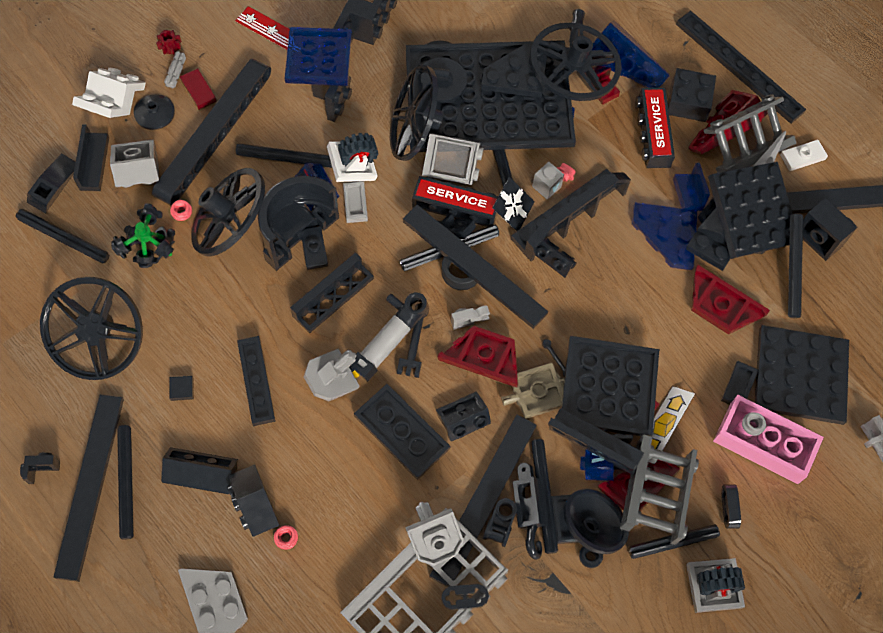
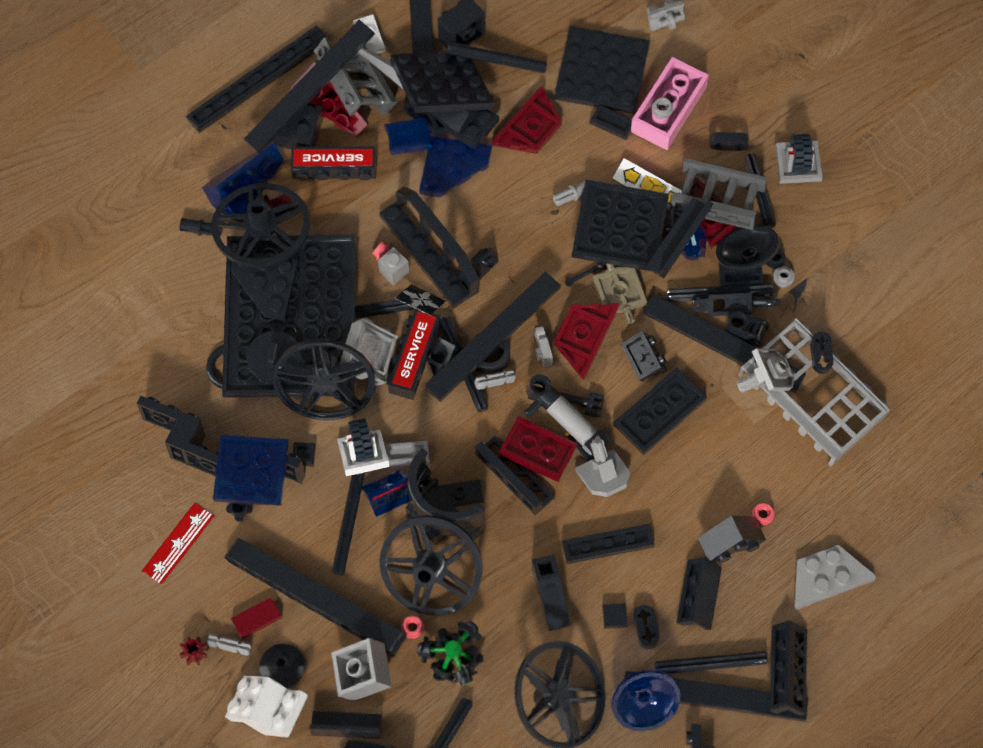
camera: 85 degrees left, 0 degrees up
(81, 409) = (645, 709): none -> clear blue dish
(128, 553) = (785, 665): none -> black fence
(168, 423) = (651, 626): none -> black beam
(206, 324) = (550, 592): none -> black slope
(354, 118) = (306, 452): none -> black tile
(356, 313) = (538, 449): none -> dark red plate
(431, 272) = (494, 379): none -> light grey axle
(568, 573) = (783, 282): none -> light grey plate
(645, 339) = (569, 194): none -> light grey axle
(729, 89) = (309, 86): none -> black tile

